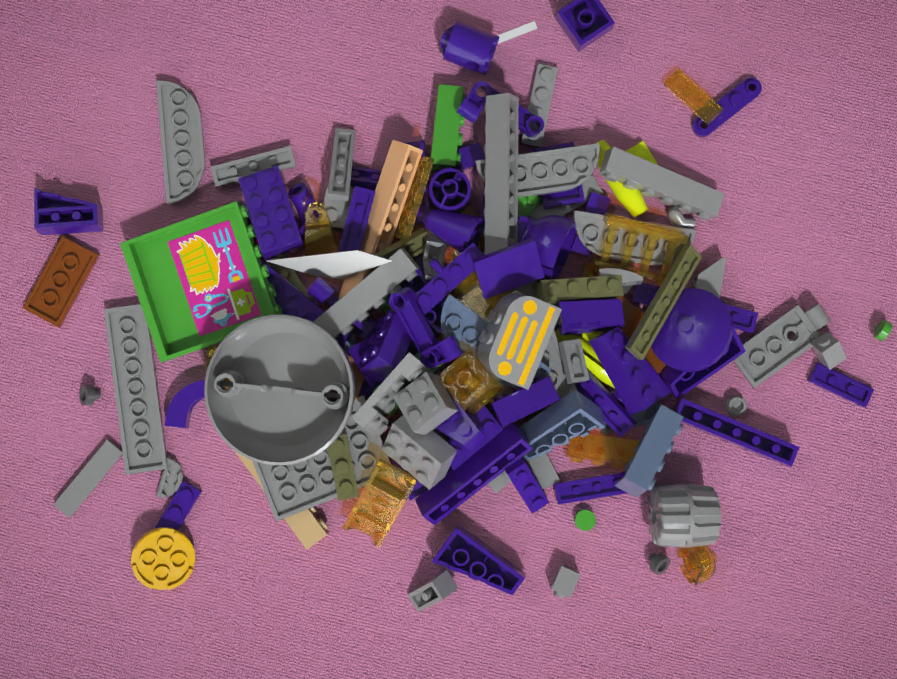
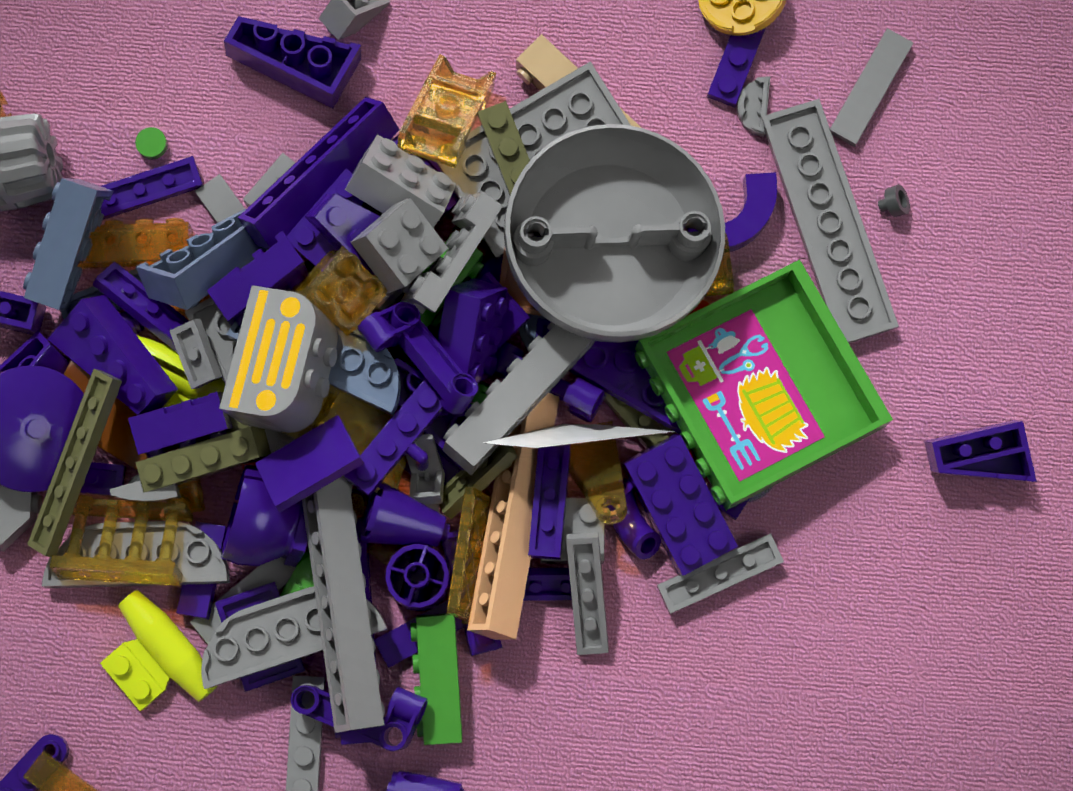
camera: 170 degrees right, 5 degrees down
(61, 281) = (969, 359): dark orange tile -> none
(180, 141) = (836, 595): light grey plate -> none
(527, 485) = (240, 171): dark purple plate -> none
(564, 582) = (167, 52): light grey brick -> none
(659, 563) = (37, 99): dark grey tile -> none
(661, 184) = (101, 643): light grey brick -> none
(678, 219) = (70, 599): light grey arm -> none

